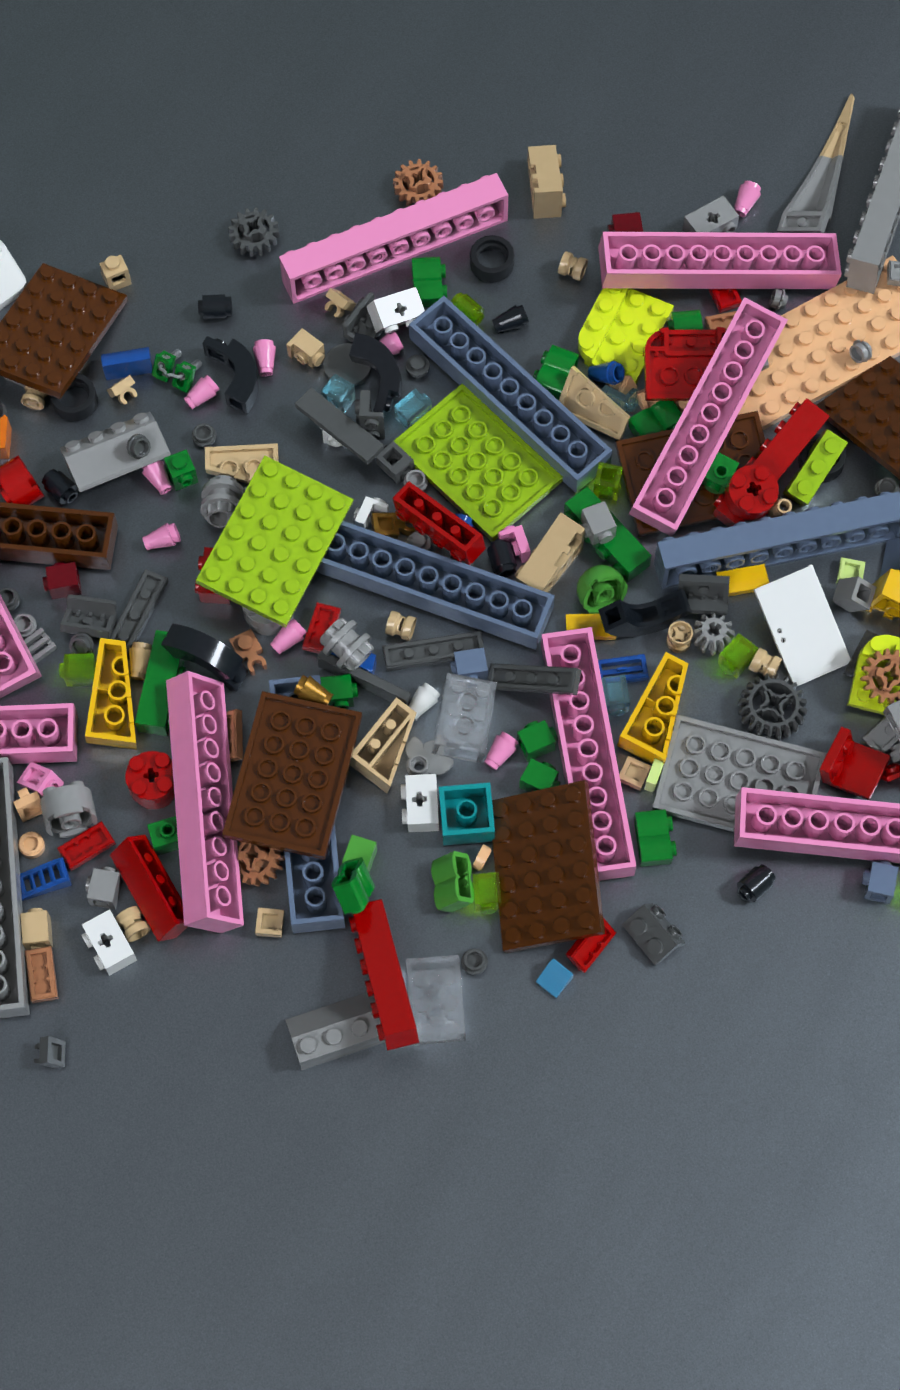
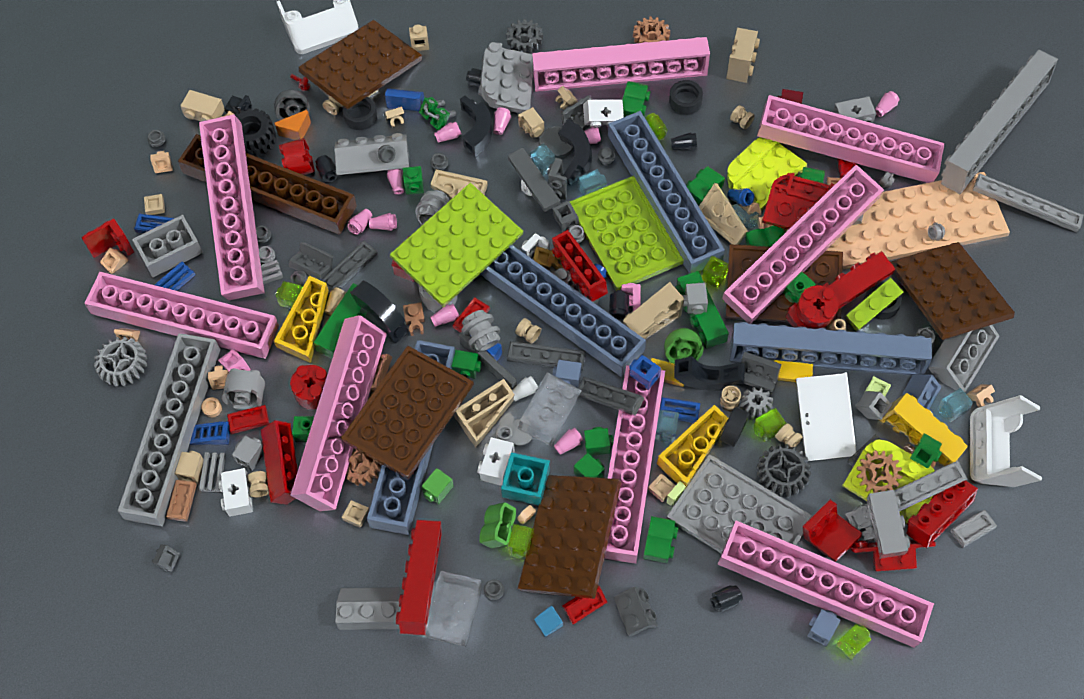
camera: 20 degrees right, 5 degrees down
(61, 906) = (214, 456): none -> light grey tile
(62, 580) = (303, 231): dark red brick -> none
(130, 547) = (359, 222): none -> bright pink cone
(252, 297) = (506, 78): none -> light grey plate
(311, 690) = (443, 355): pearl gold cone -> none
(353, 886) = (421, 505): green brick -> none
(568, 628) = (645, 365): none -> blue brick
(698, 671) = (734, 426): none -> black tyre
(815, 199) = (938, 117): light grey plate -> none

